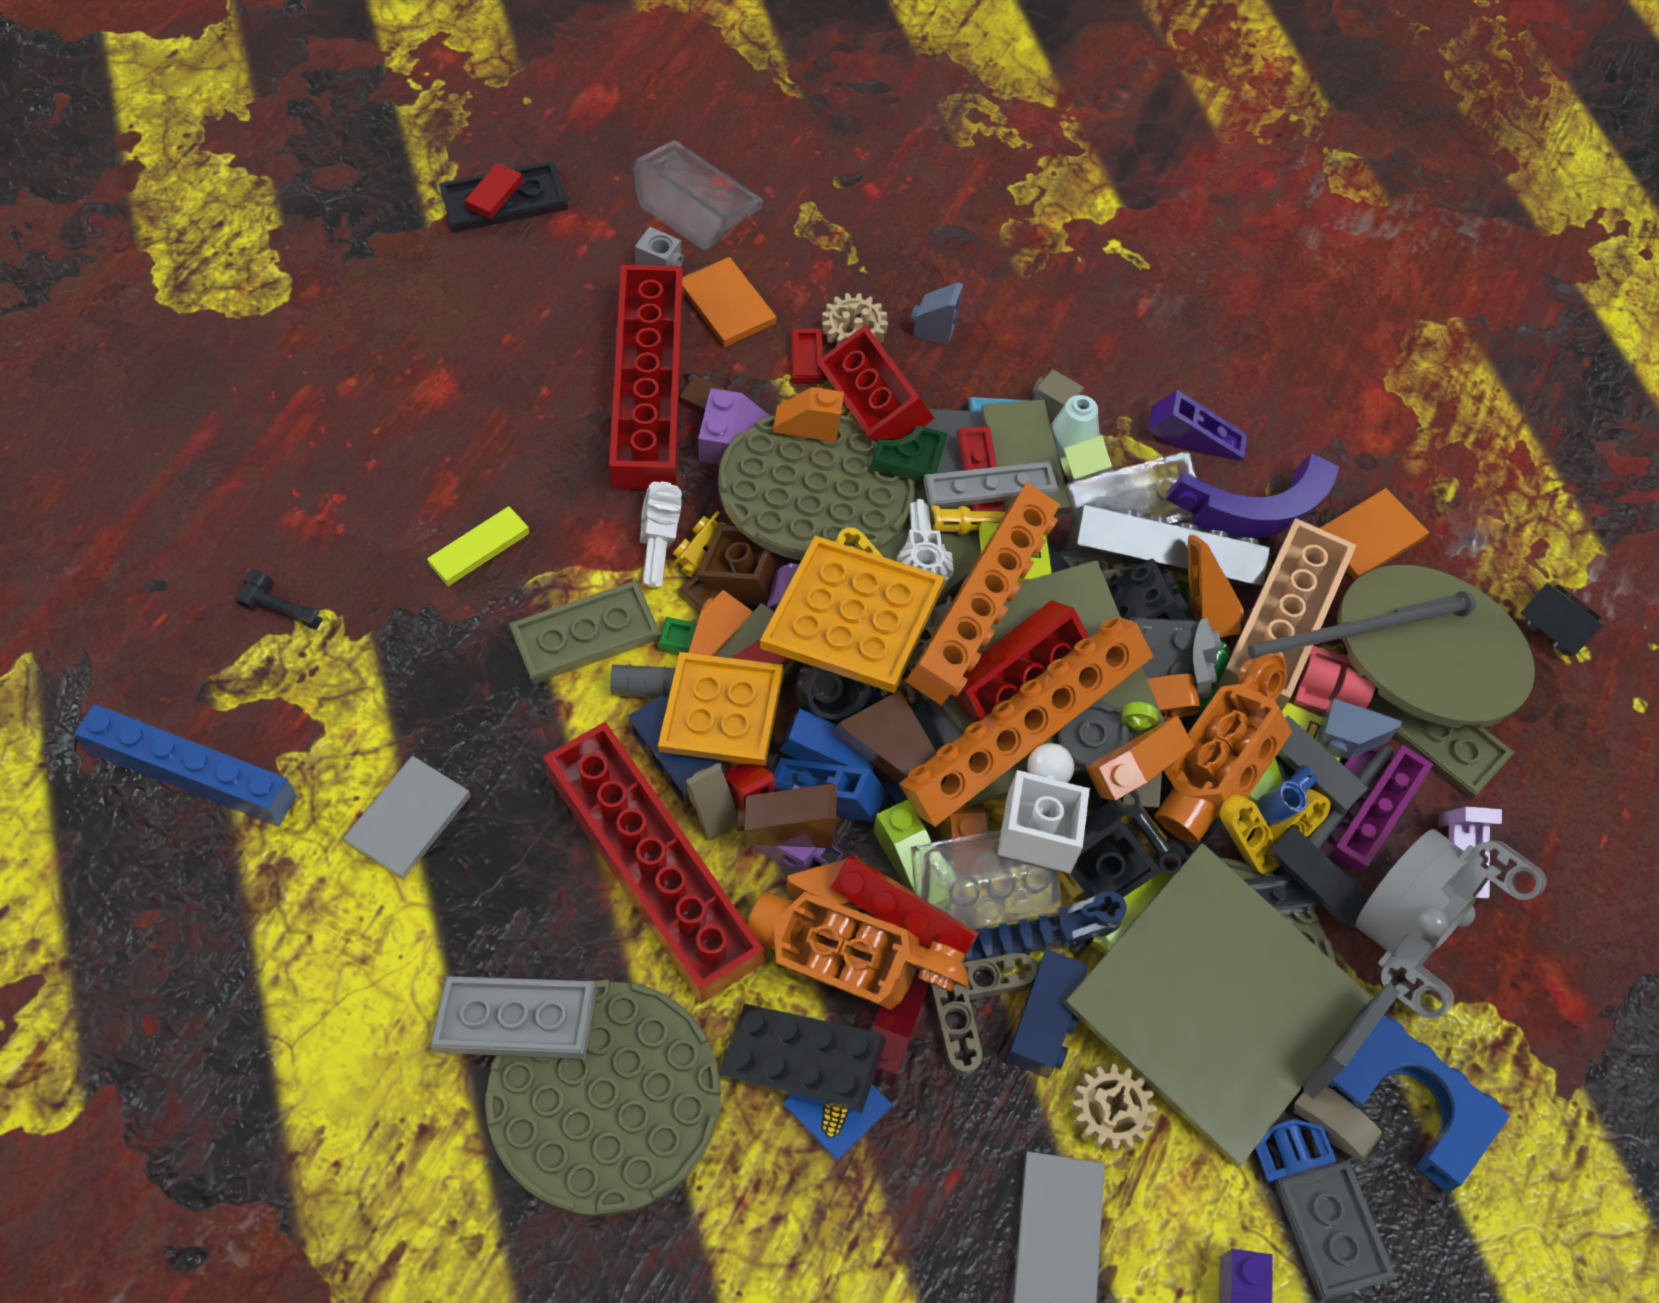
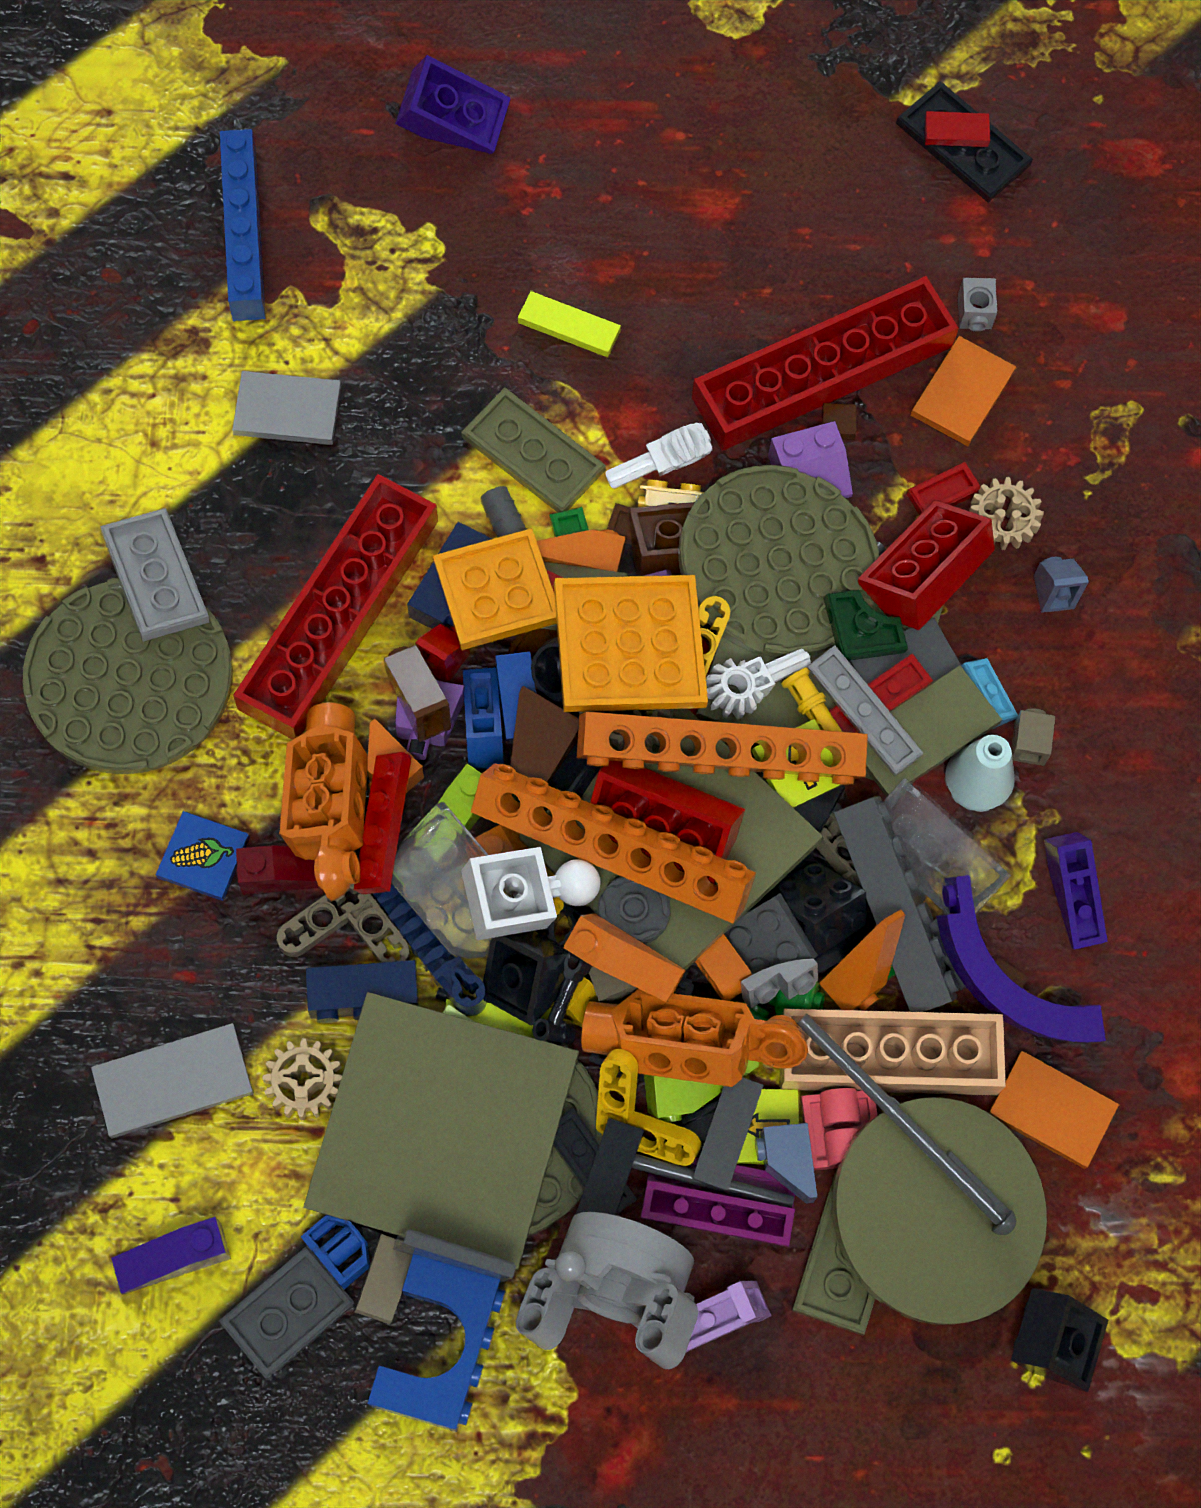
camera: 65 degrees right, 10 degrees up
(192, 534) = (452, 107): none -> dark purple slope
(256, 592) = (425, 184): black brick -> none
(691, 194) = (1062, 294): clear windscreen -> none
(712, 800) = (412, 620): dark tan slope -> none
(803, 1057) = (220, 805): black plate -> none
(810, 414) = (848, 519): orange slope -> none
(1086, 459) = (942, 787): yellowish green brick -> none
(1140, 716) = (668, 940): lime tile -> none
(1288, 797) = (675, 1114): blue pin -> none

